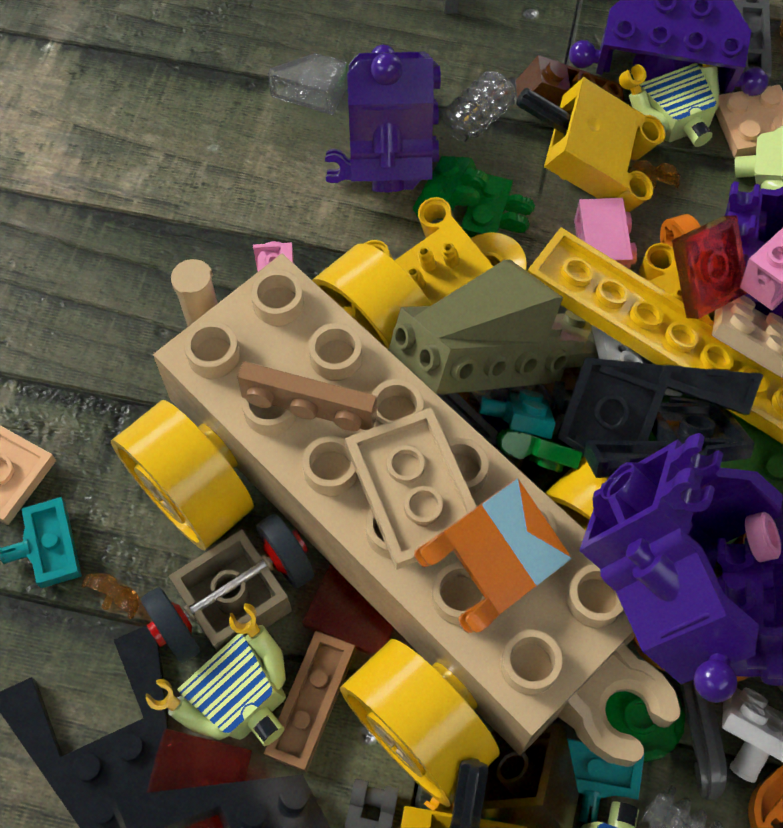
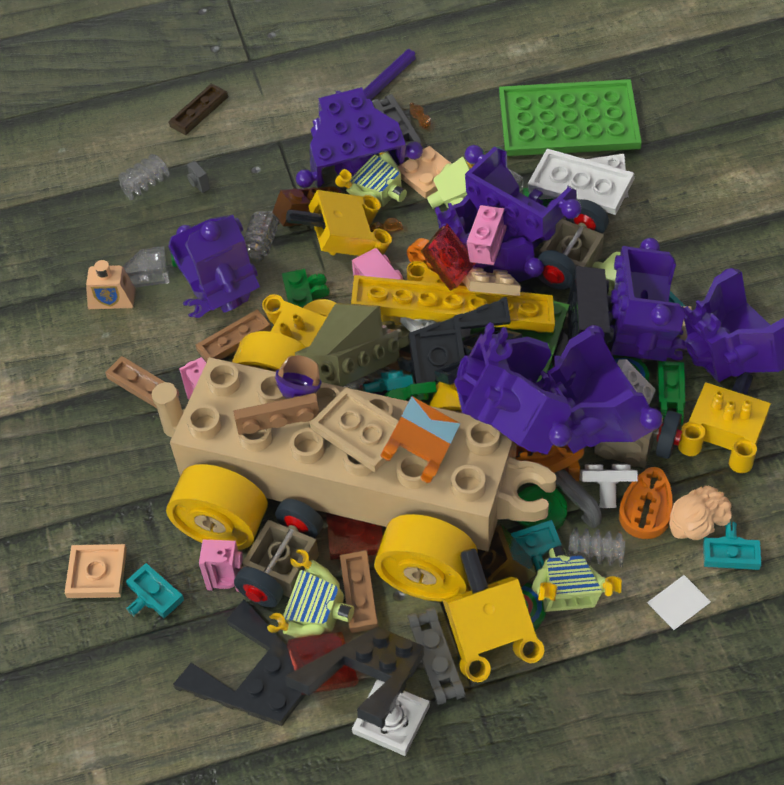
camera: 25 degrees left, 10 degrees down
(123, 596) = (209, 596): clear orange piece -> none
(144, 556) = (220, 563): none -> bright pink hinge
(213, 237) = (134, 379): none -> medium nougat plate
(248, 85) = (109, 287): none -> light nougat torso
(342, 232) = (228, 339): none -> medium nougat plate
(370, 356) = (298, 377): none -> piece
(455, 182) = (272, 282): green hinge -> none
(762, 536) = (548, 367): bright pink tile -> none

